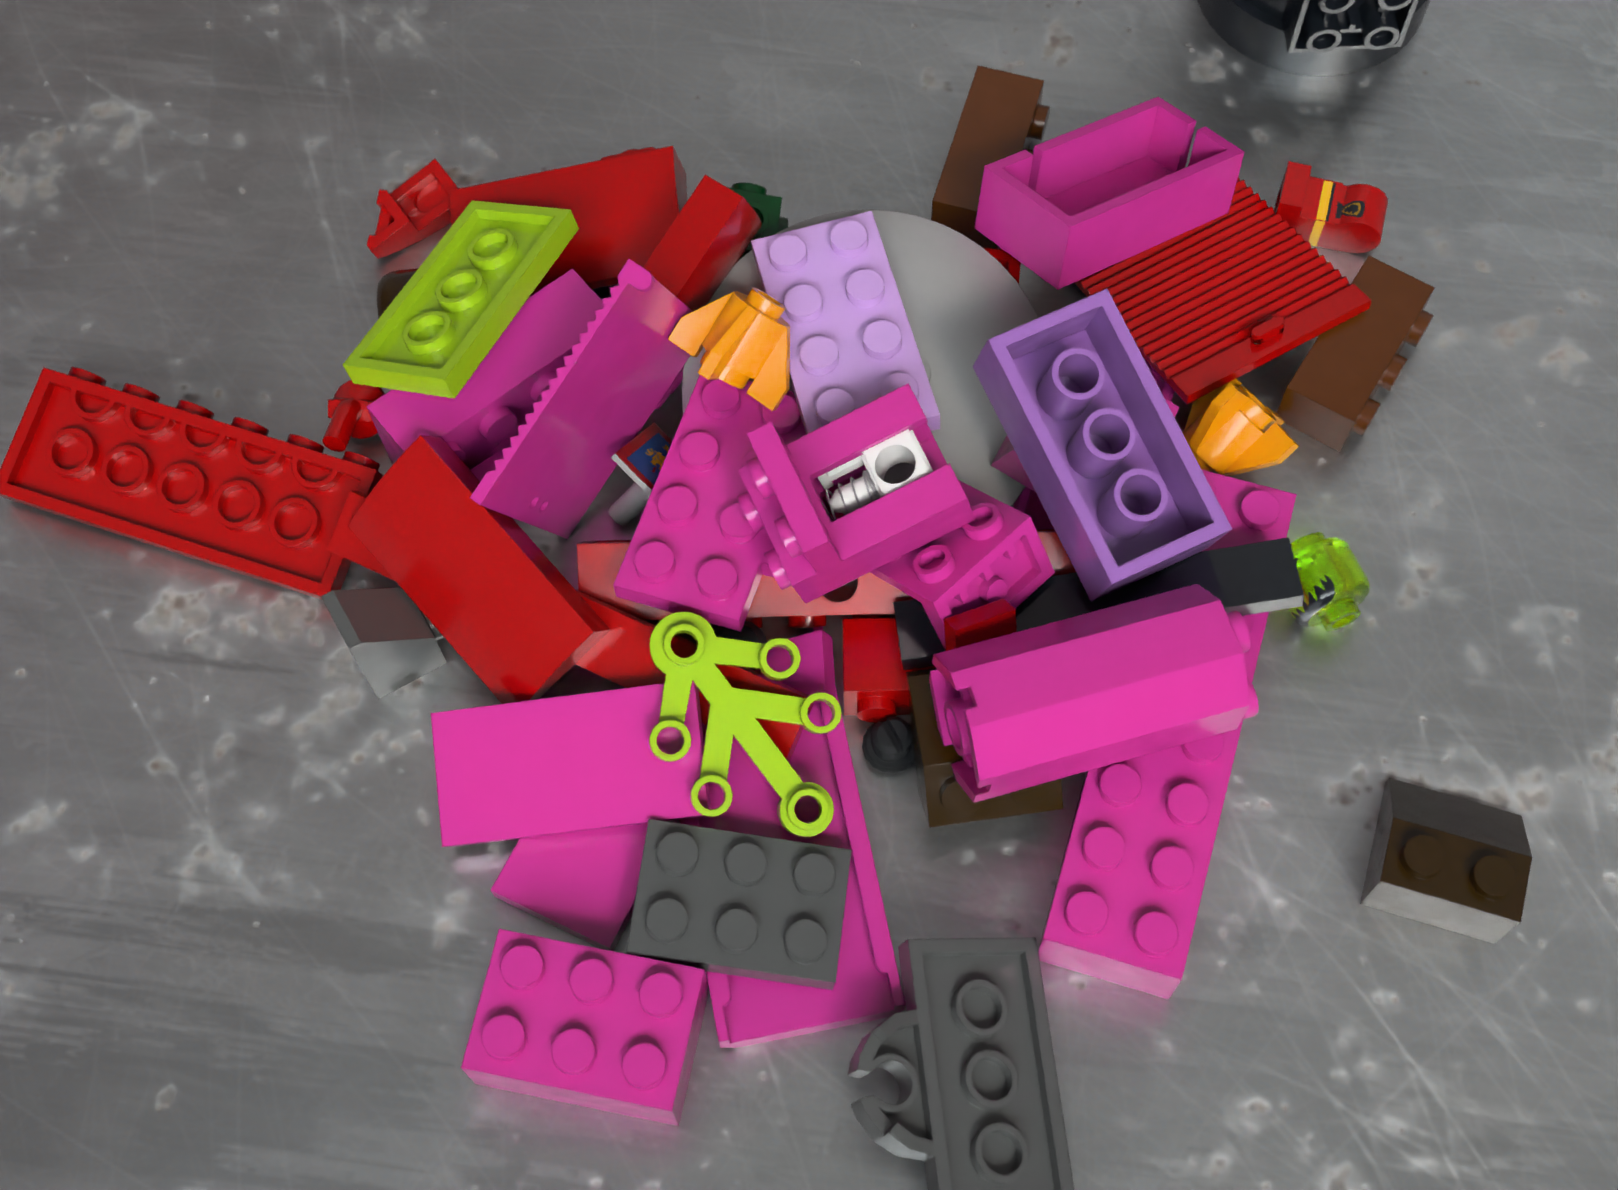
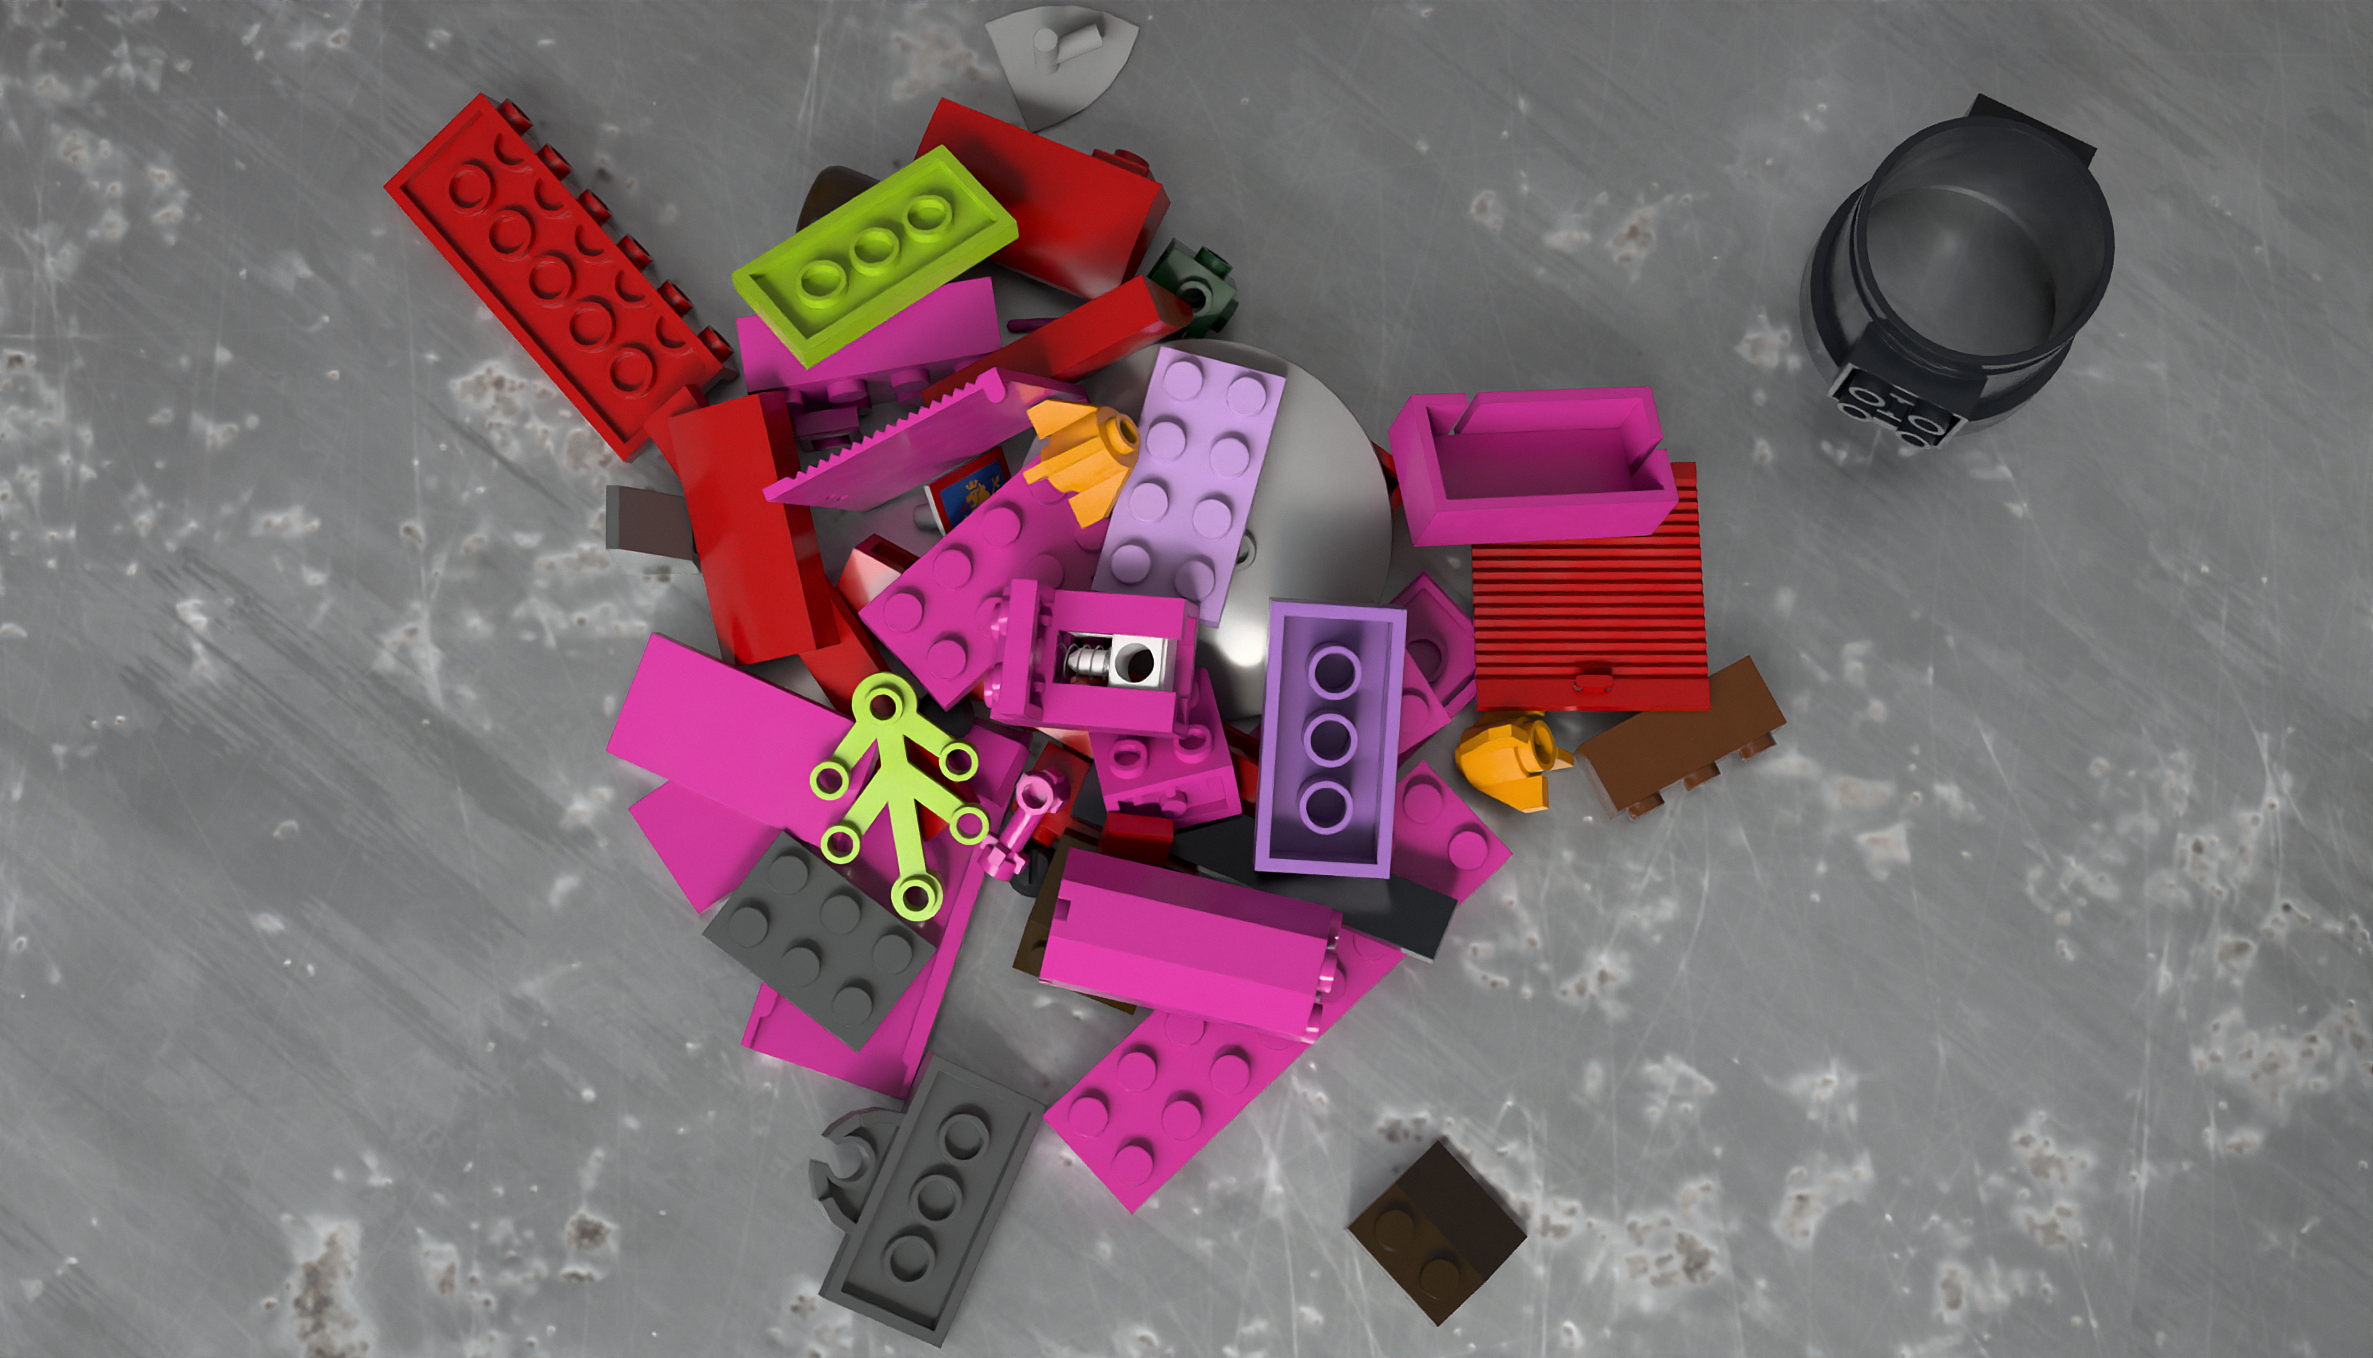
camera: 25 degrees right, 15 degrees up
(350, 415) = (723, 291): red plate -> none
(412, 210) = (905, 86): red slope -> none
(529, 131) = (1060, 58): none -> light grey shield
(587, 1027) = (642, 973): dark pink brick -> none
(866, 655) = (1035, 794): none -> dark pink bar
(996, 122) = (1479, 331): reddish brown brick -> none
(1330, 212) = (1759, 579): red leg -> none
(1330, 582) = (1494, 938): clear neon green head -> none

